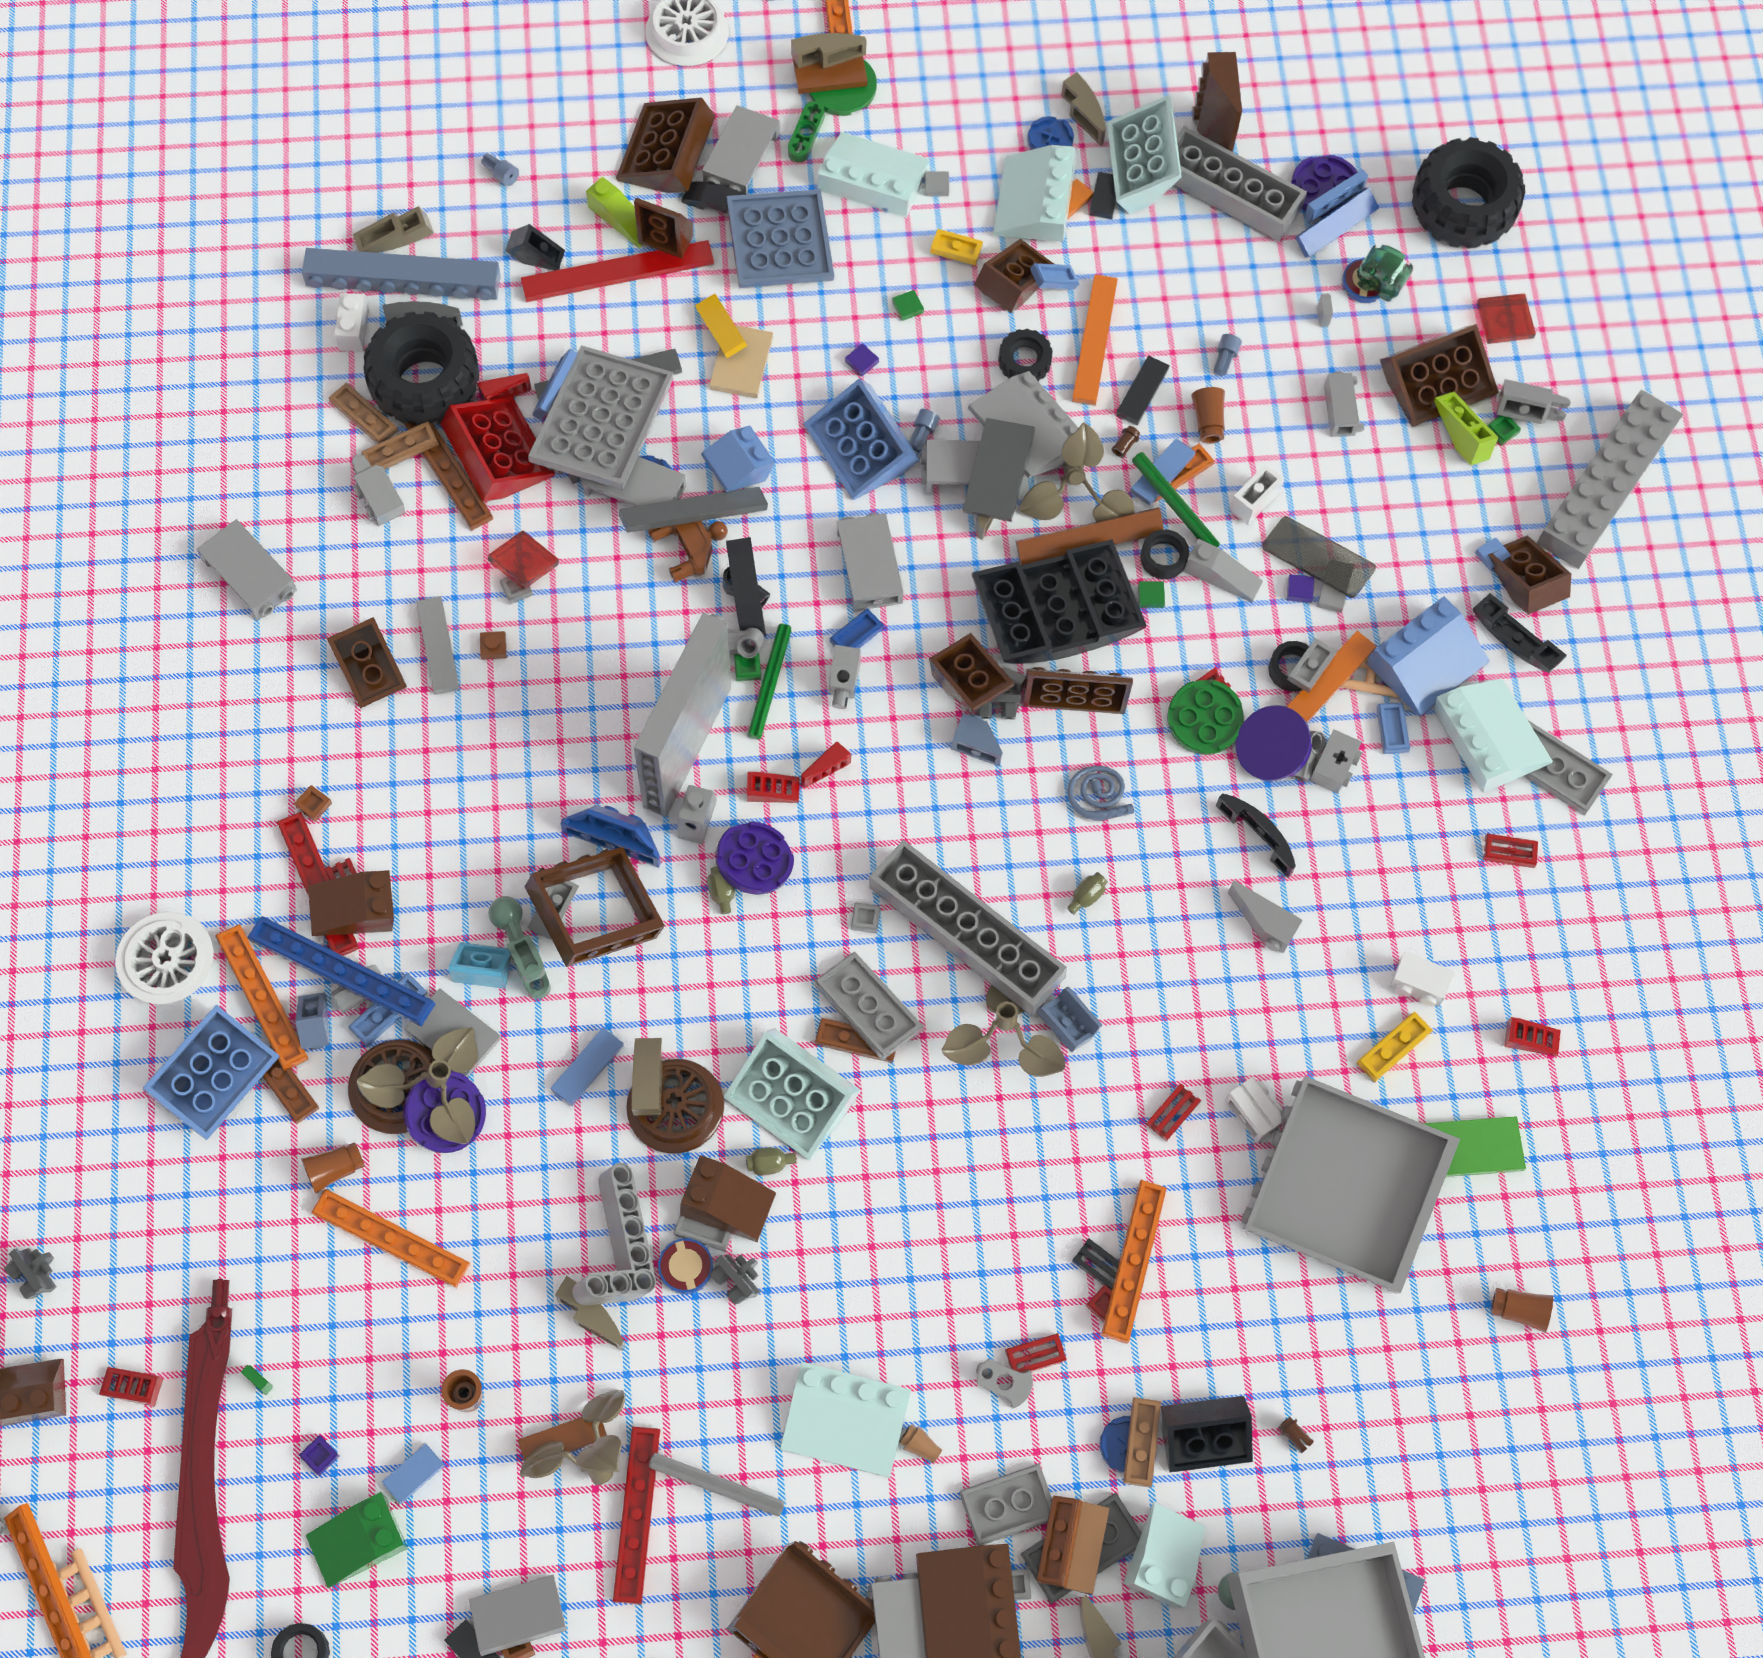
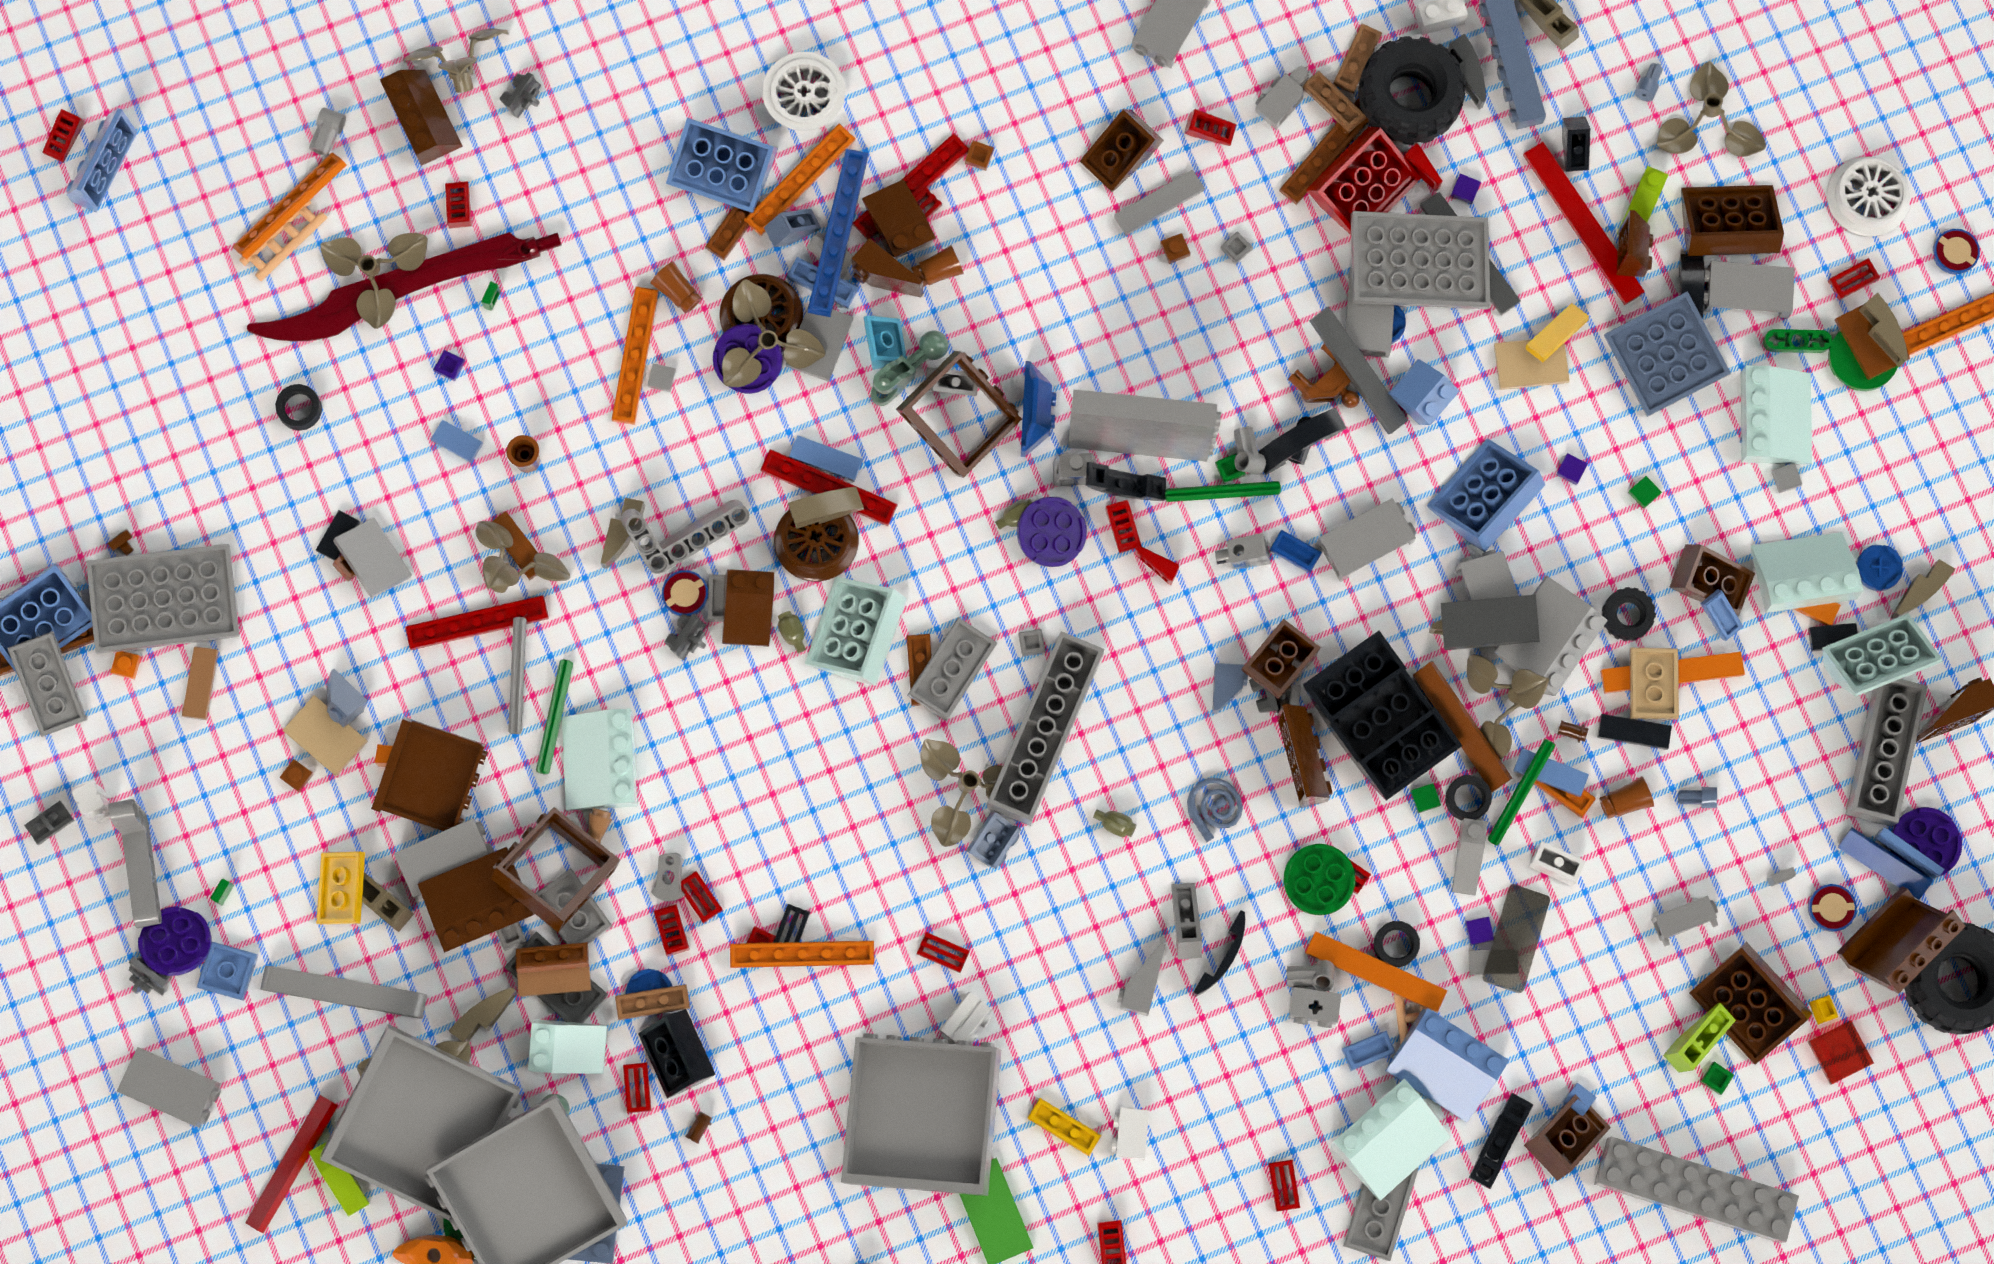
camera: 75 degrees right, 10 degrees up
(213, 1522) = (344, 253): none -> dark tan plant
(356, 1540) = (394, 418): green slope -> none
(372, 586) = (1198, 132): none -> red slope
(403, 935) = (883, 271): none -> reddish brown slope
(421, 881) = (938, 267): none -> dark orange plant
(428, 1216) = (661, 377): none -> light grey tile
(523, 559) = (1262, 244): clear red tile -> none
(524, 120) = (1711, 87): none -> dark tan plant
(540, 361) = (1465, 188): none -> dark purple tile
(554, 384) = (1438, 208): medium blue tile -> none
(615, 1079) = (818, 482): none -> red tile
(731, 765) = (1125, 484): none -> black slope
(765, 83) = (1837, 288): none -> red tile
(778, 1457) = (554, 716): none -> green axle
(925, 424) = (1524, 545): sand blue piece -> none
(938, 1464) = (580, 840): none -> reddish brown window
(956, 247) = (1722, 516): yellow plate -> none
(1087, 1407) = (676, 949): none -> red slope
(1102, 355) = (1654, 683): none -> tan tile
(1207, 1486) = (639, 1108): none -> red tile
(1217, 856) = (1186, 921): none -> light grey slope
(1273, 743) = (1309, 944): dark purple tile -> none
(1312, 665) = (1395, 957): light grey plate -> none
(1384, 272) = (1836, 918): clear green brick -> none
(1425, 222) = (1900, 940): none -> reddish brown panel
(1462, 317) = (1823, 1009): none -> yellow tile
(1530, 402) = (1749, 1095): light grey hinge -> none

